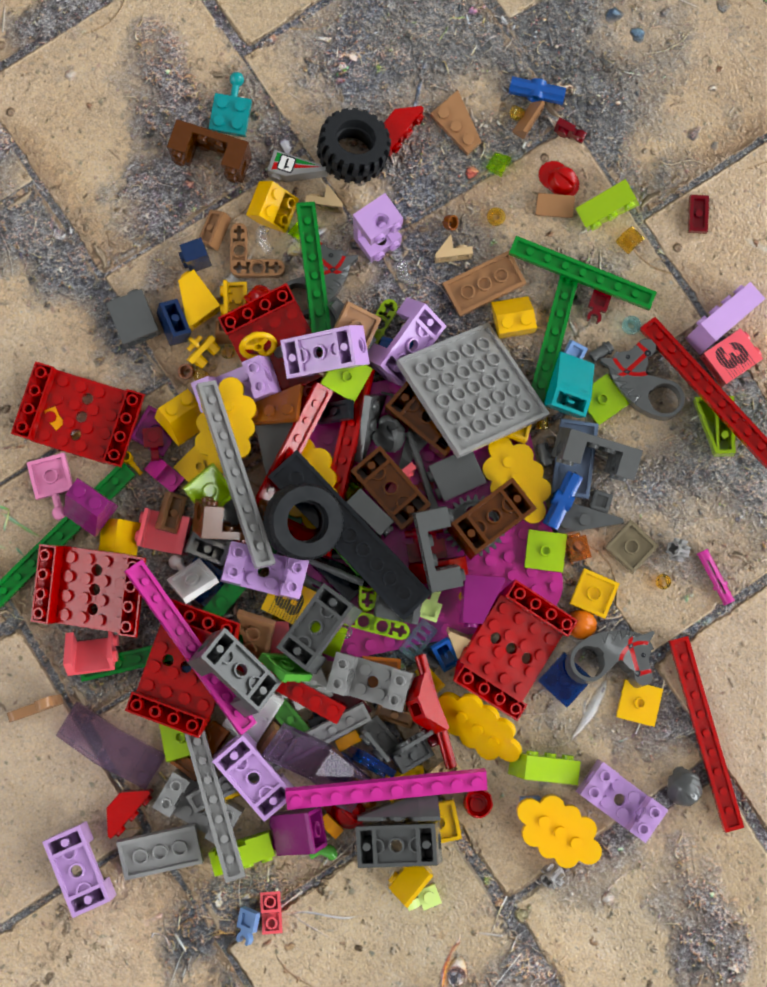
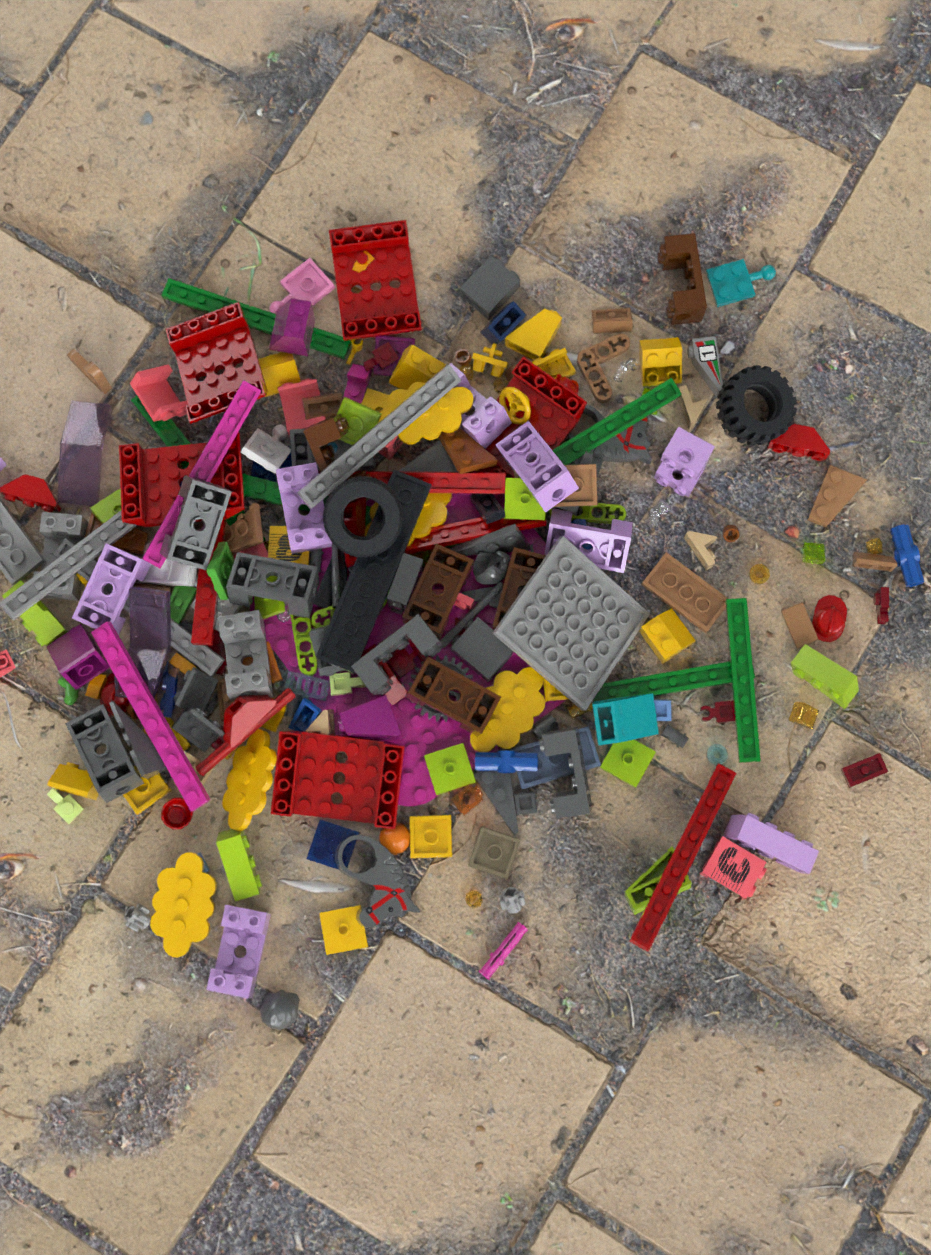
camera: 70 degrees right, 5 degrees down
(194, 255) = (576, 312): dark blue brick -> none
(629, 375) = (665, 773): dark grey animal -> none
(706, 734) = (341, 1010): red plate -> none

